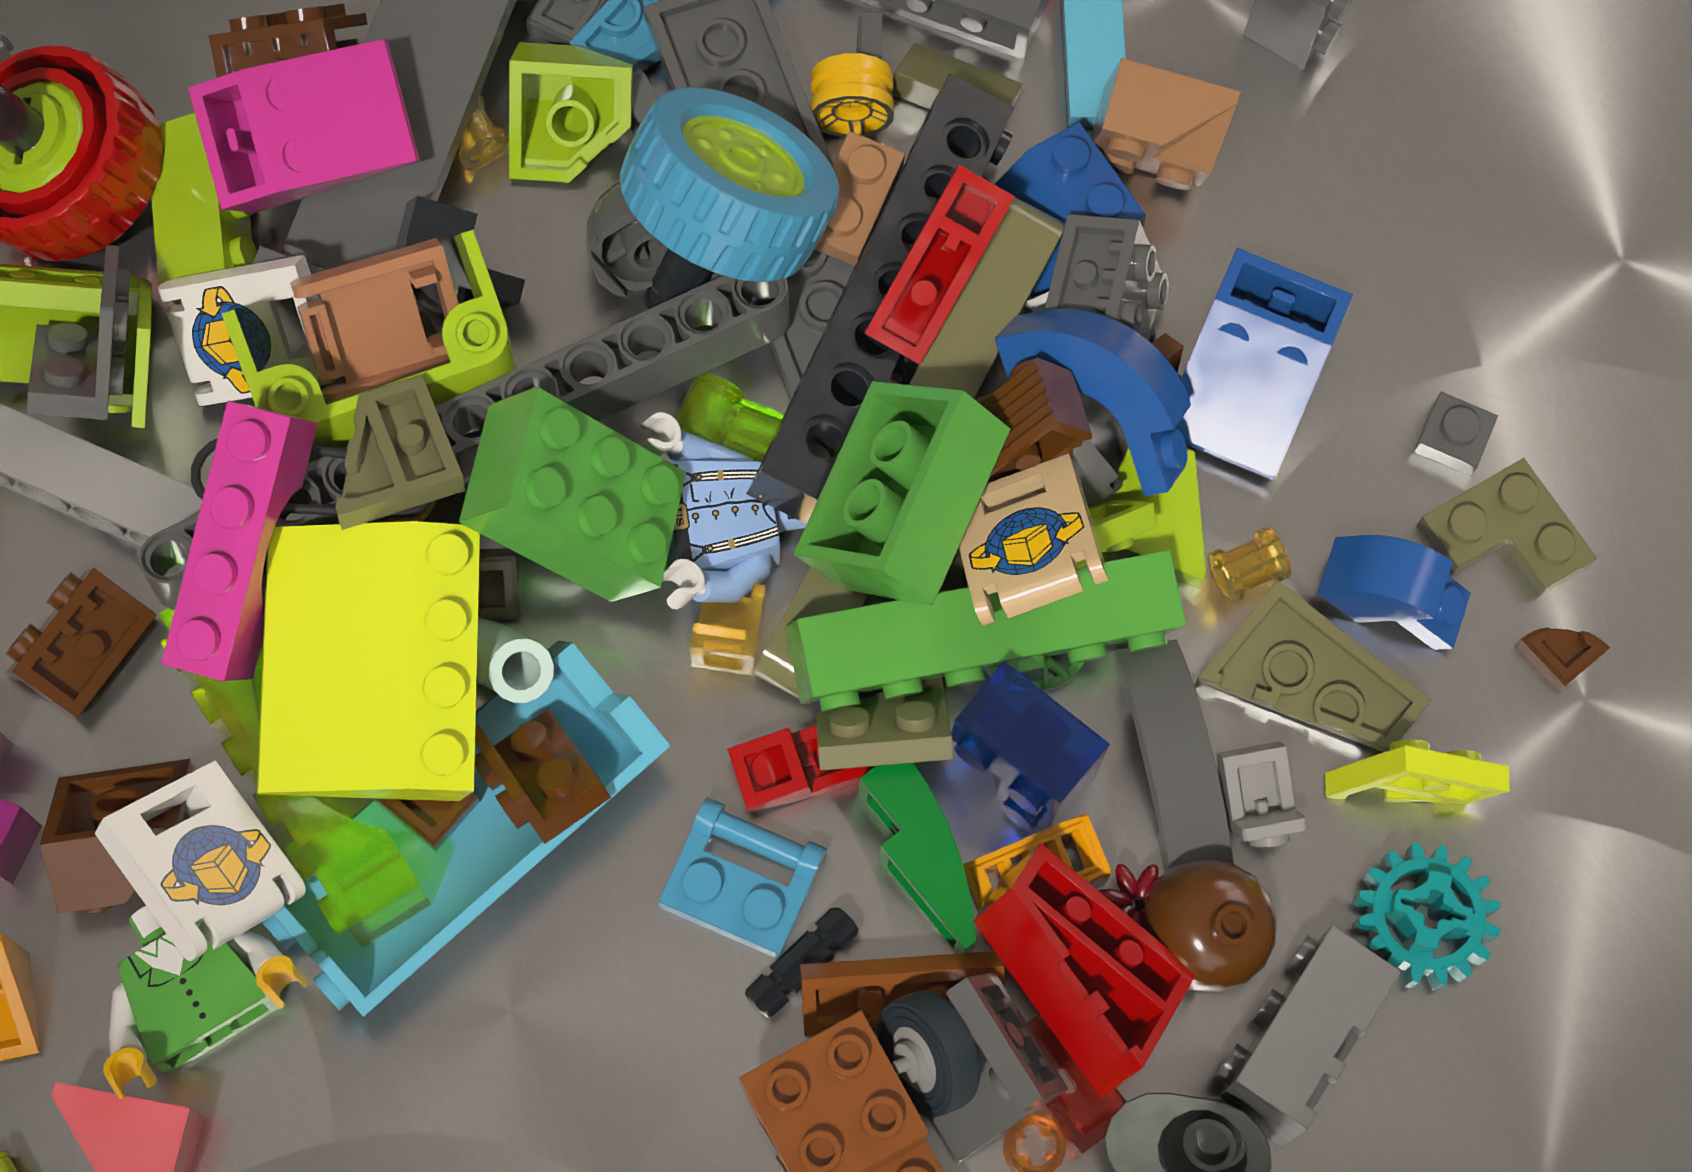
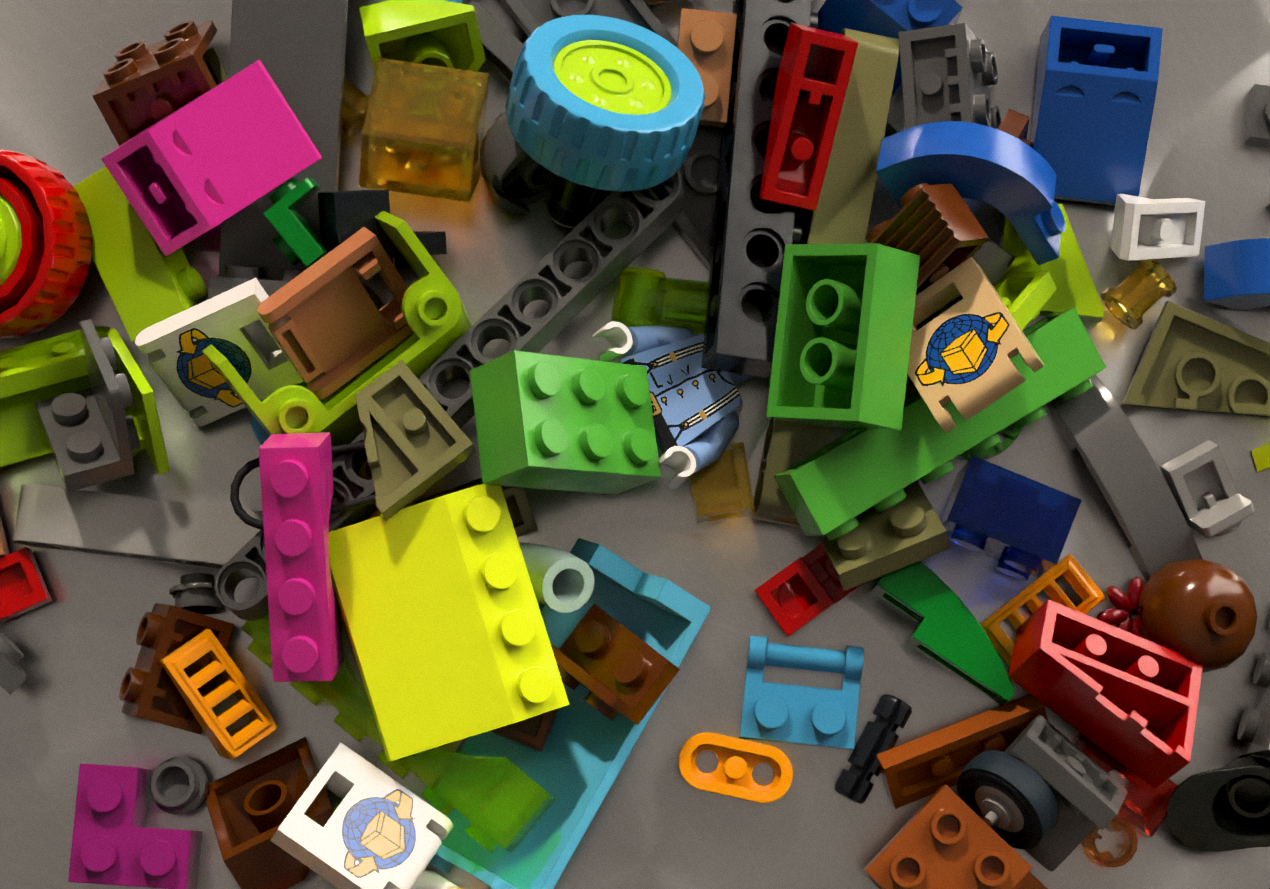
camera: 15 degrees left, 10 degrees up
(32, 765) = (179, 785): none -> dark grey plate
(84, 682) = (235, 683): none -> light orange slope
(126, 572) = (196, 593): none -> dark grey plate
(362, 210) = (295, 236): none -> green bracket
(539, 173) = (424, 130): none -> clear yellow slope
(643, 934) = (735, 767): none -> light orange plate
(1291, 501) = (1156, 227): none -> white slope

